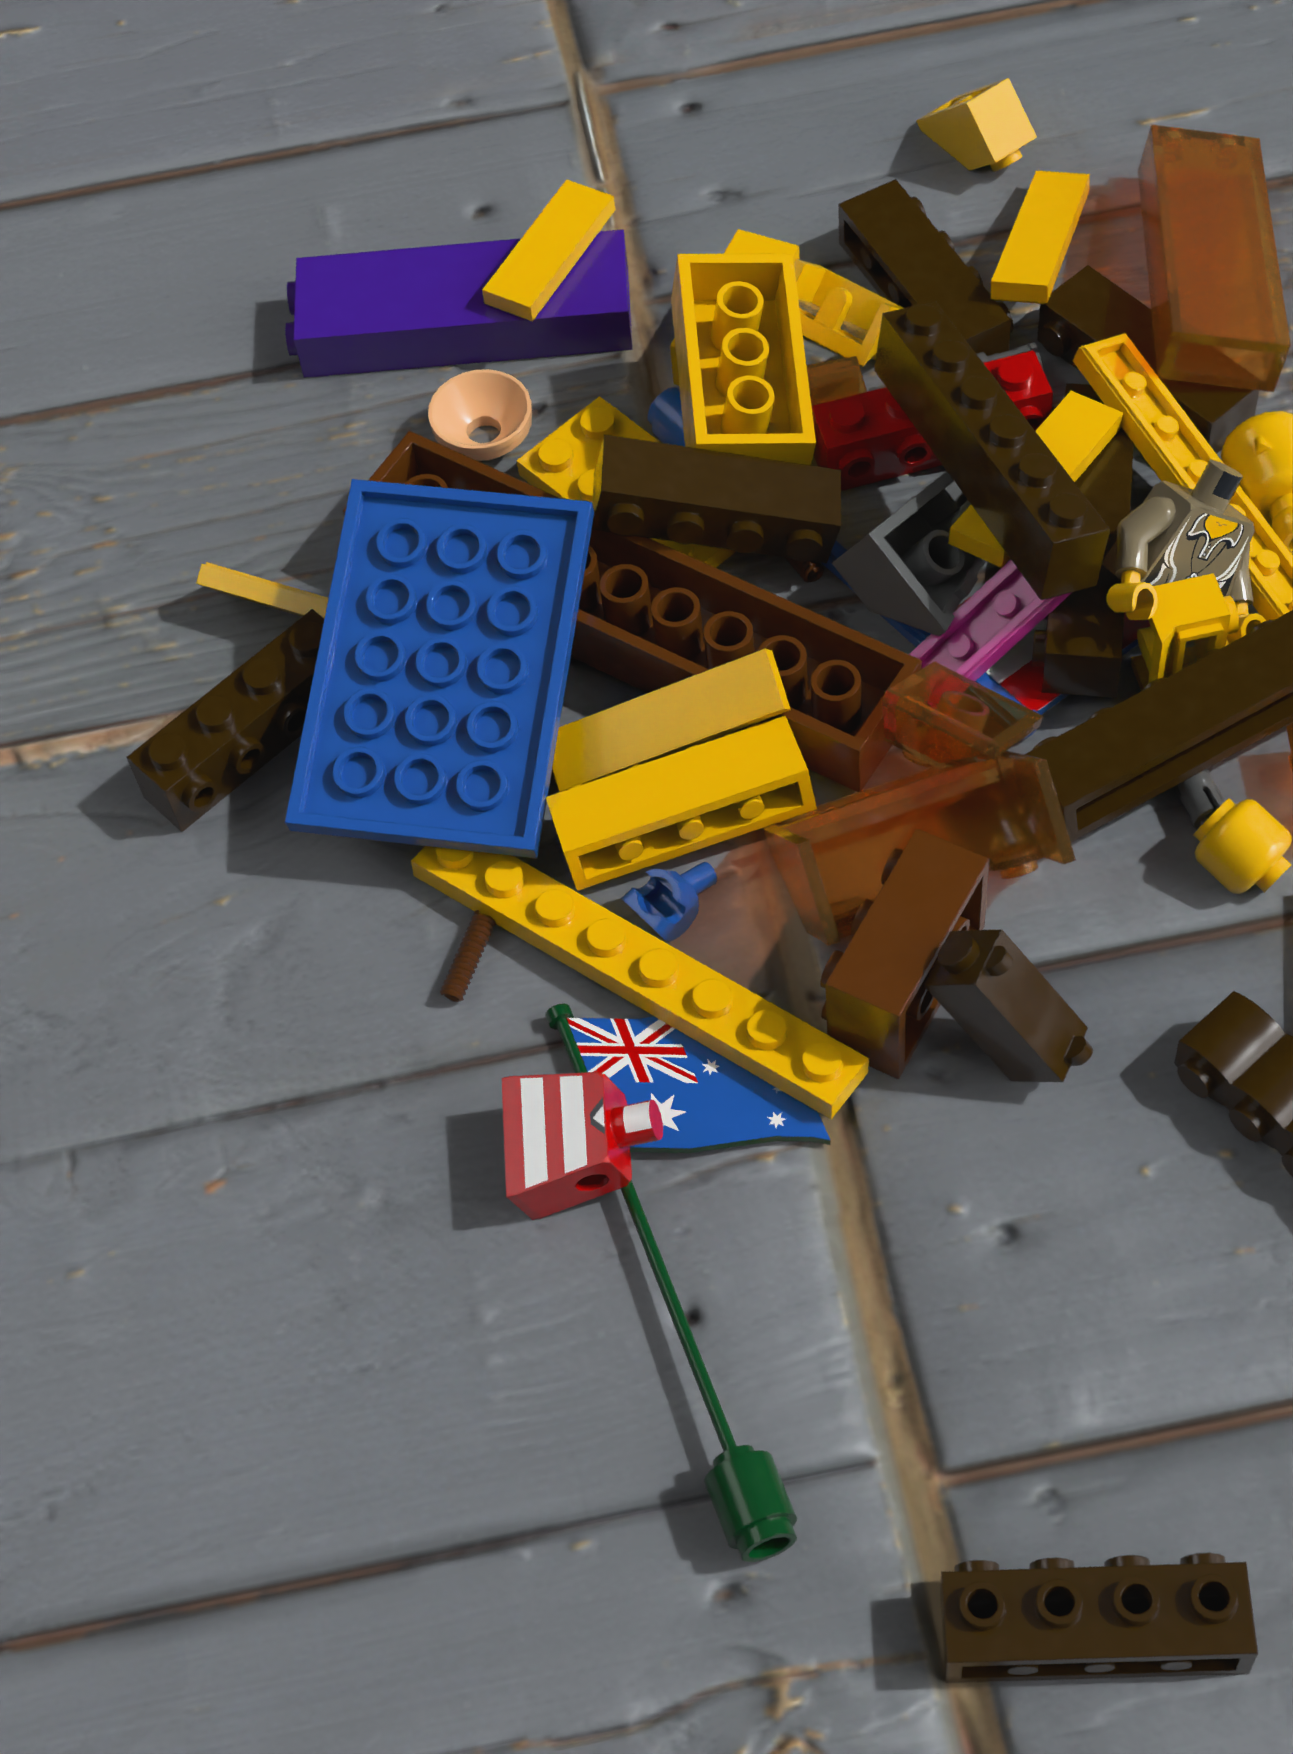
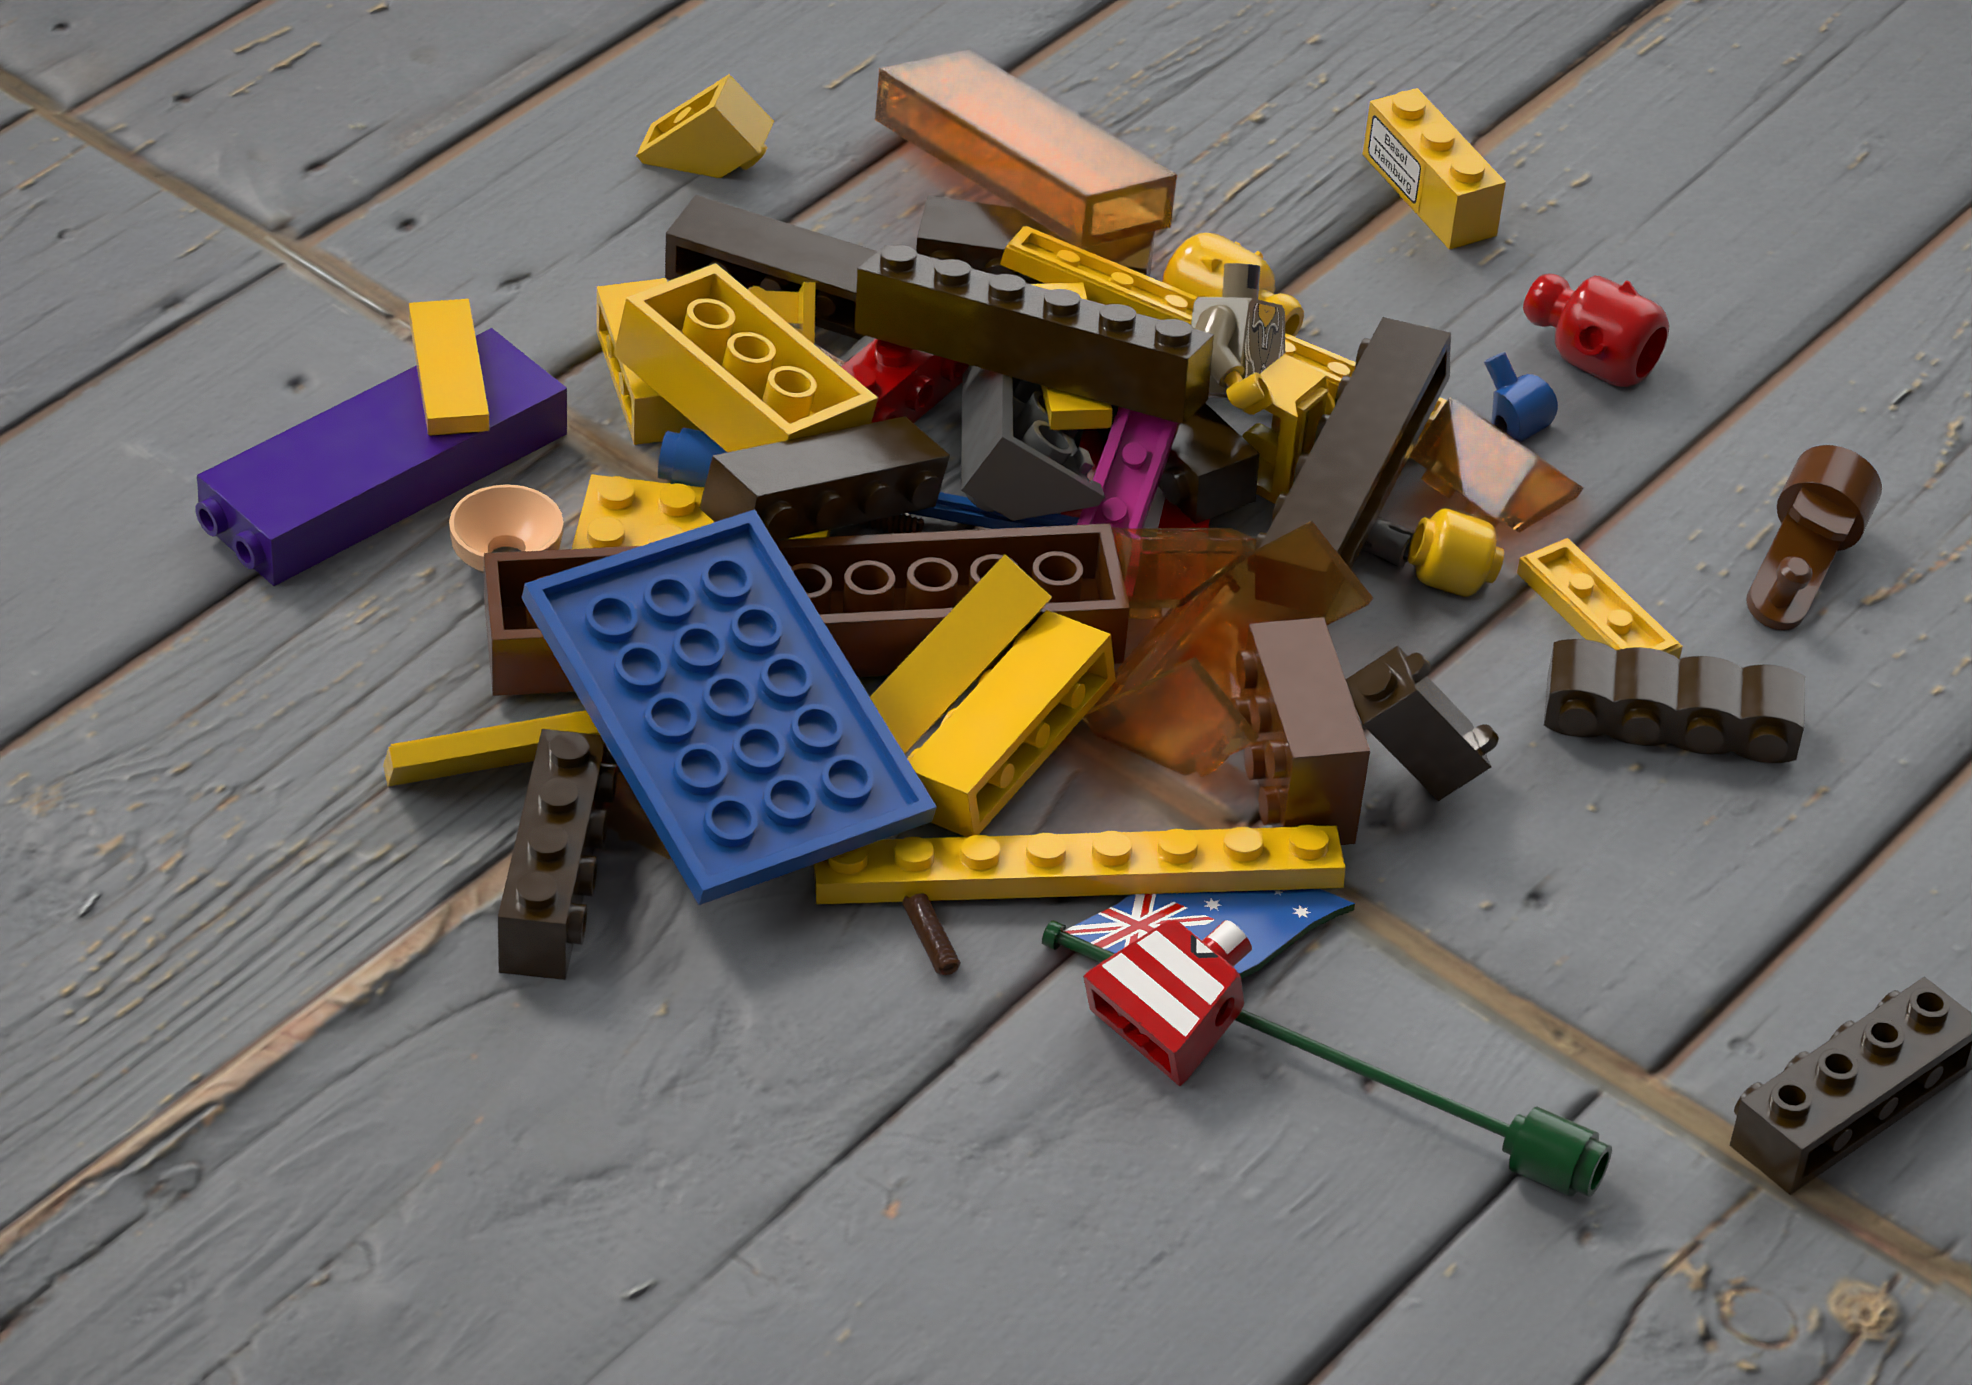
camera: 50 degrees left, 15 degrees down
(670, 899) = (1056, 804): blue piece -> none
(1040, 237) = (860, 193): yellow tile -> none

